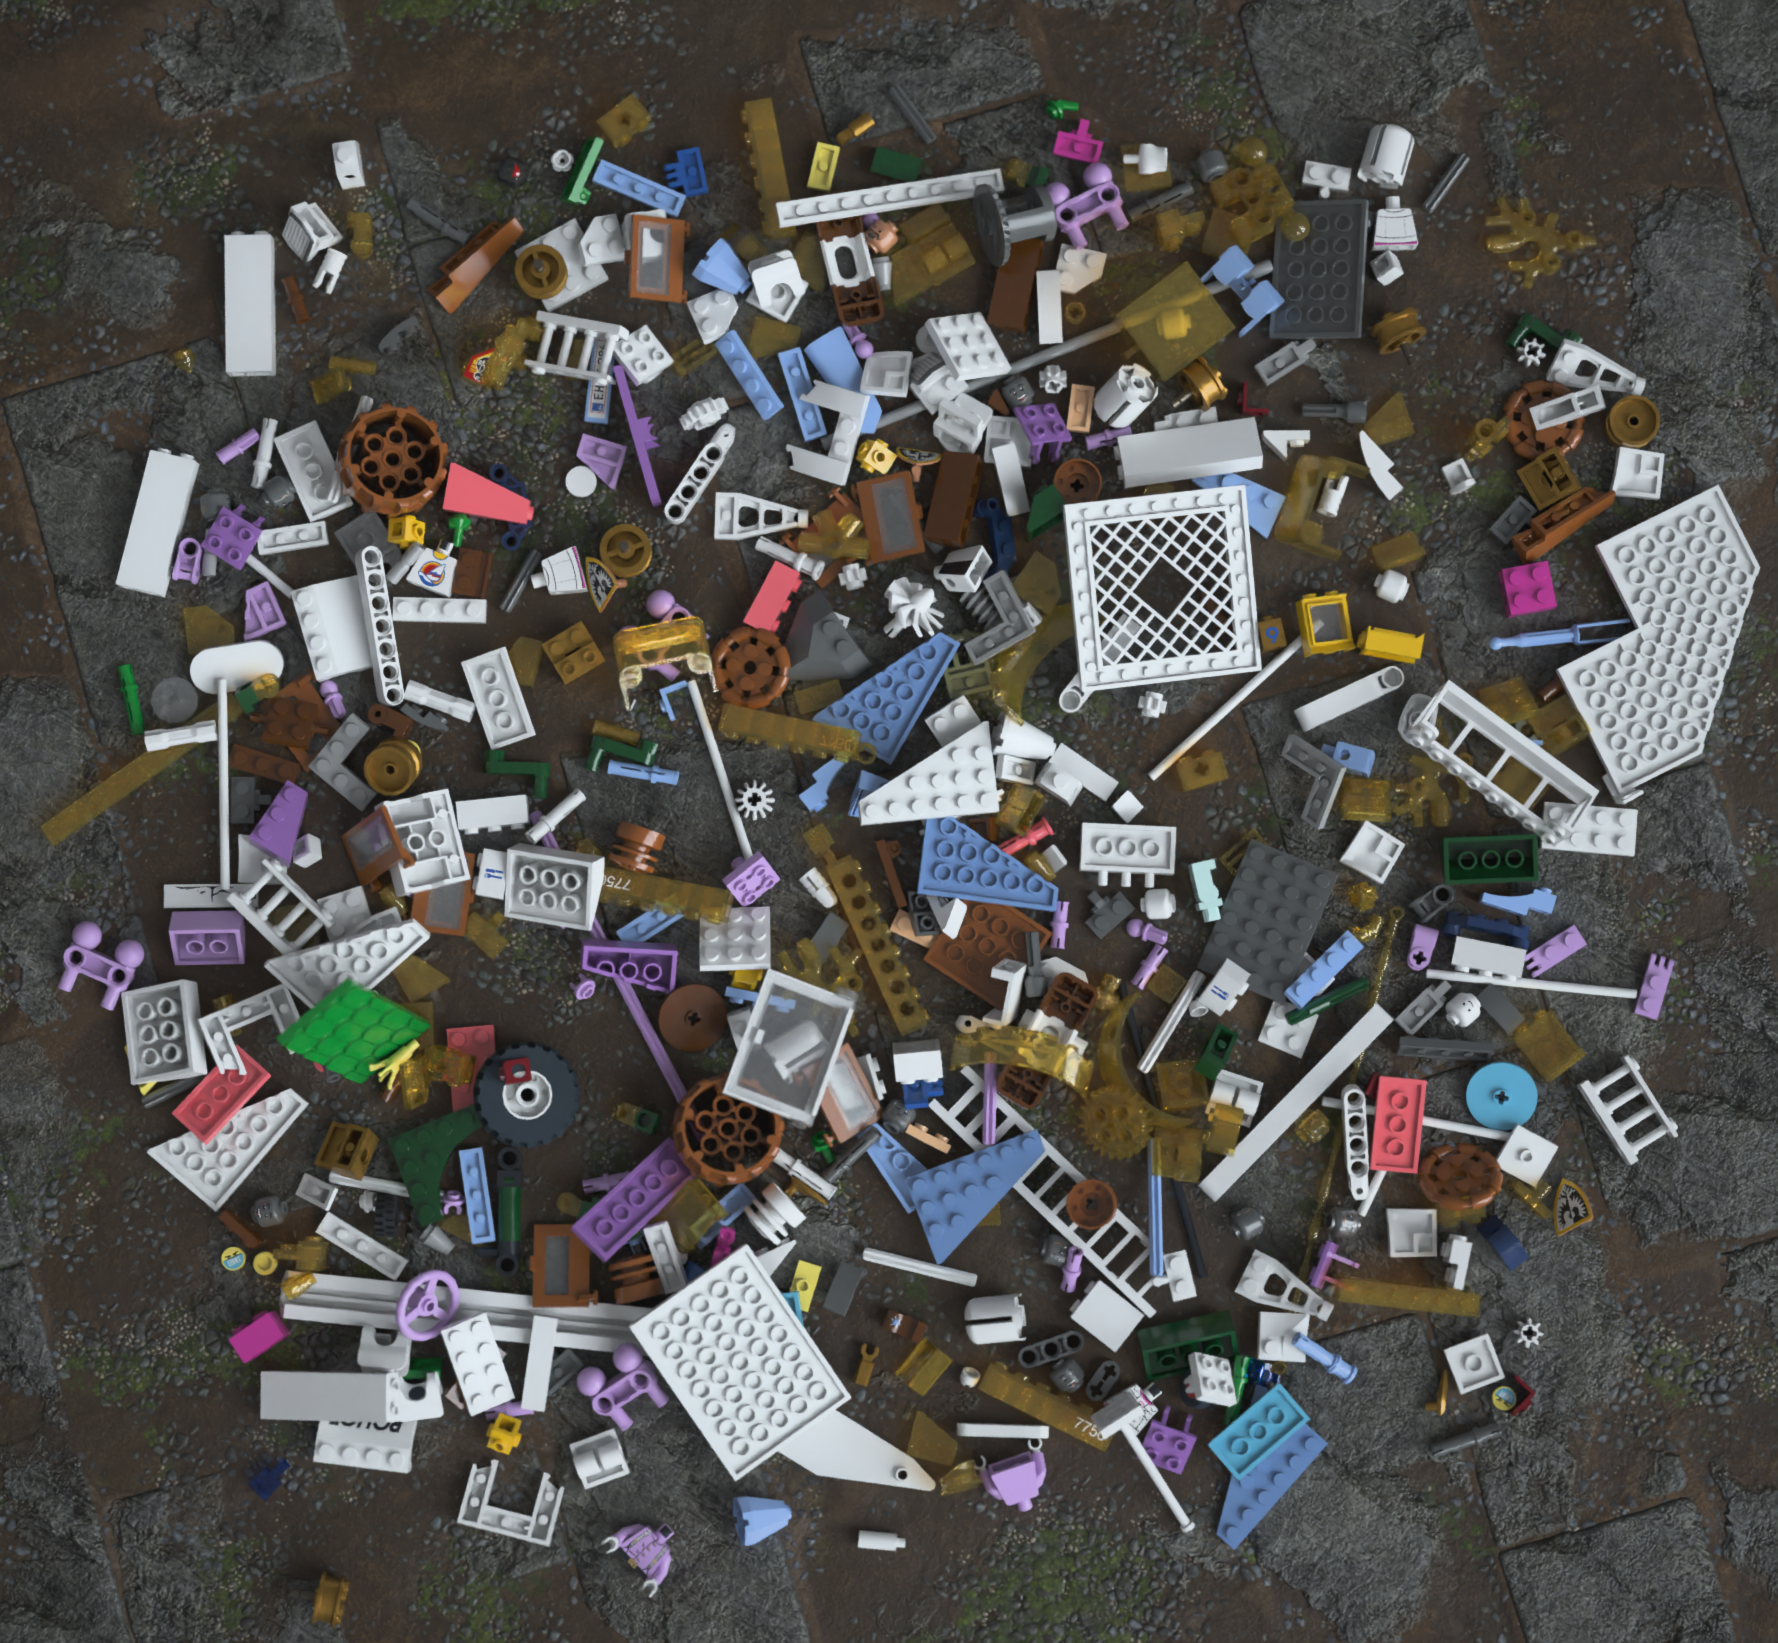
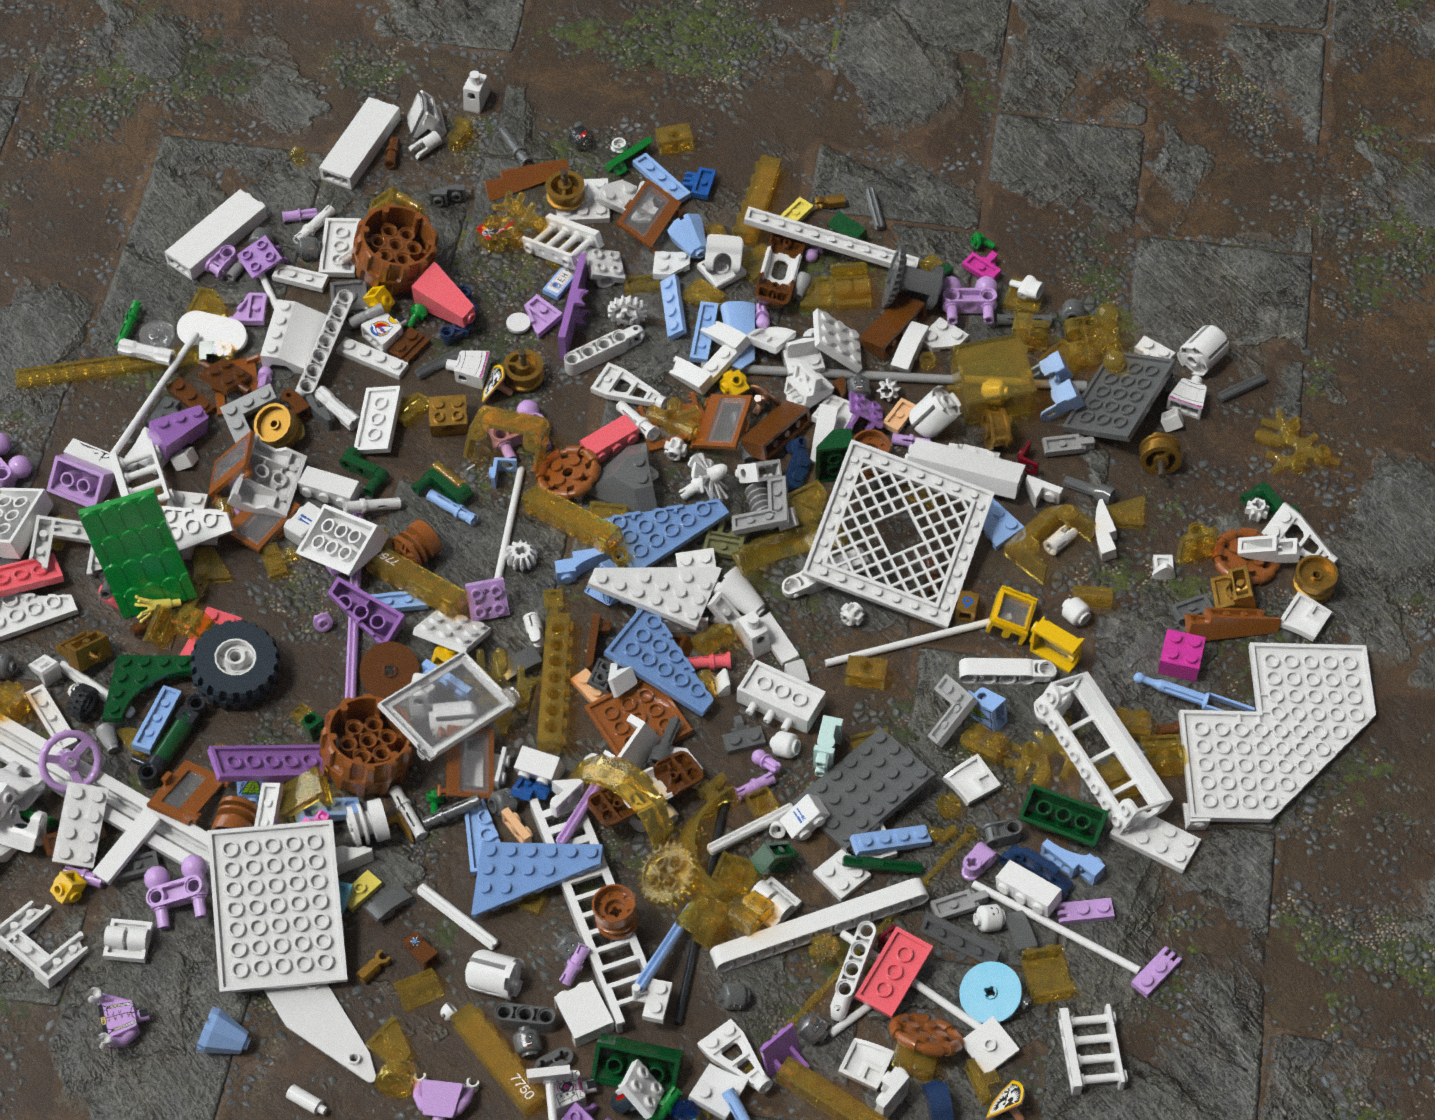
camera: 25 degrees right, 30 degrees down
(453, 1198) = (137, 715): lavender plate -> none
(506, 1075) = (230, 630): dark red bracket -> none
(881, 236) = (813, 263): nougat head -> none
(967, 1081) = (567, 793): none -> white slope
(1003, 1430) = (452, 1061): white beam -> none
(1059, 925) = (701, 729): lavender pin -> none

